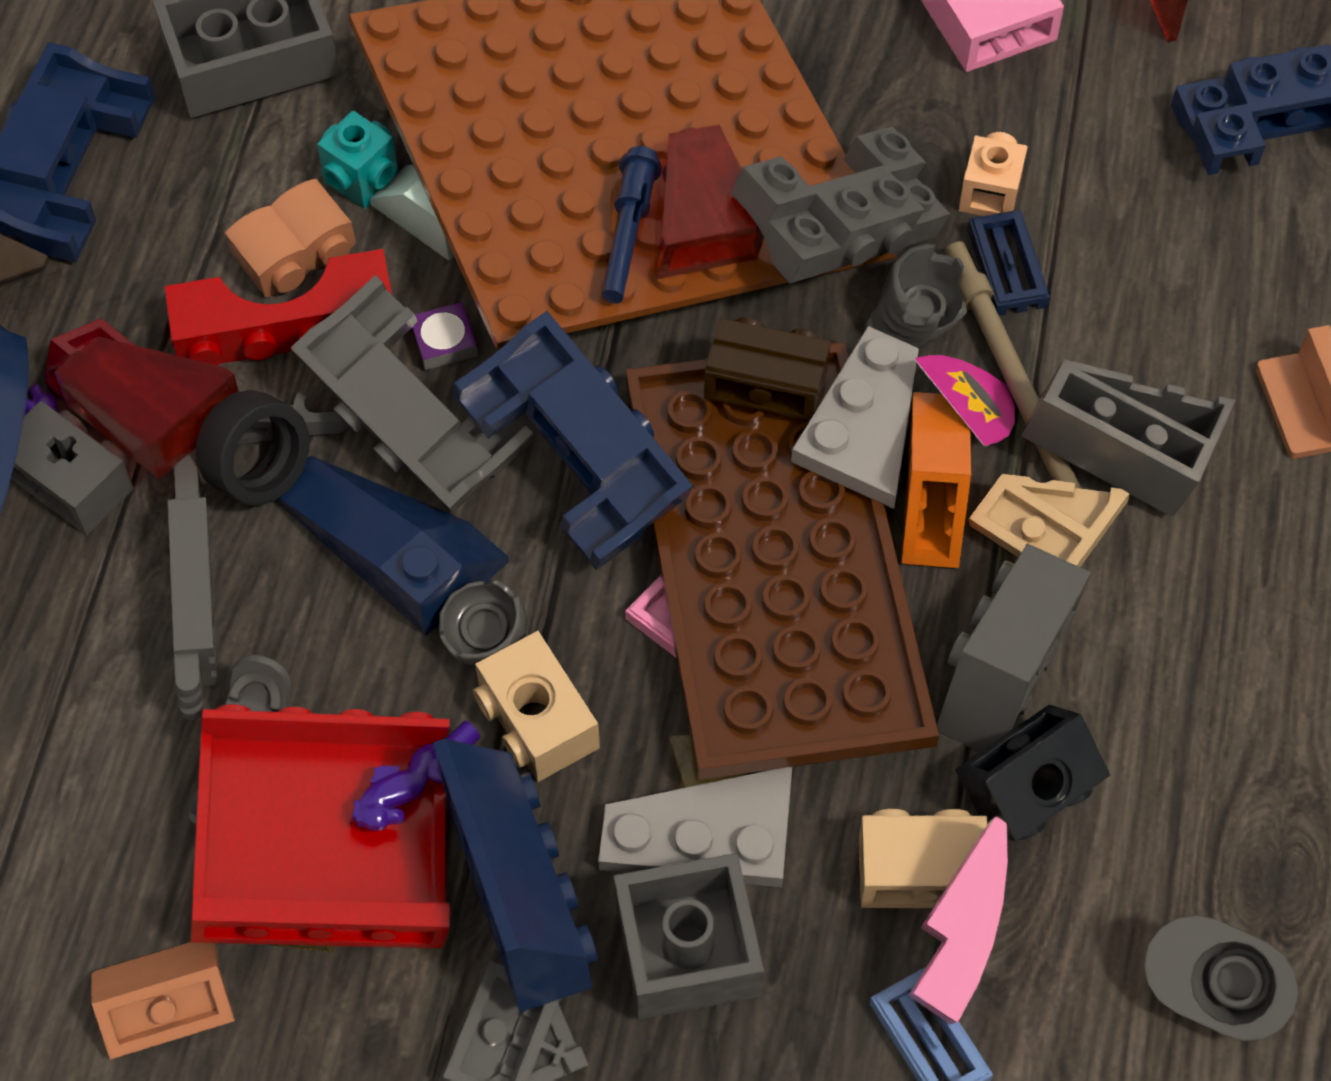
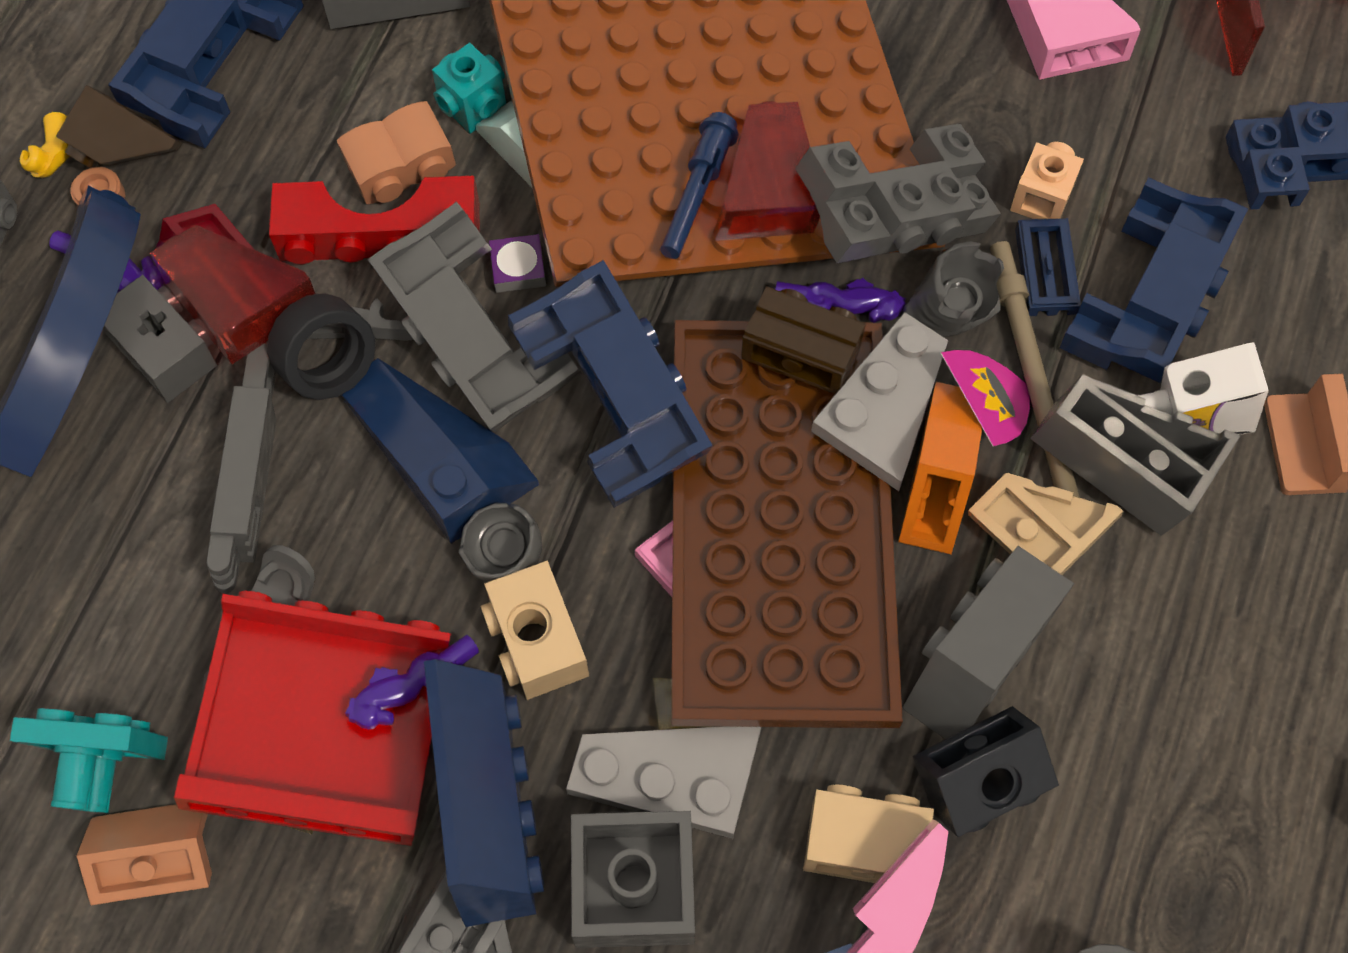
camera: 10 degrees right, 5 degrees up
(83, 895) = (87, 752): none -> teal plate
(817, 318) = (857, 298): none -> dark purple animal
(1138, 282) = (1190, 245): none -> dark blue bracket
(1204, 356) = (1216, 389): none -> white torso

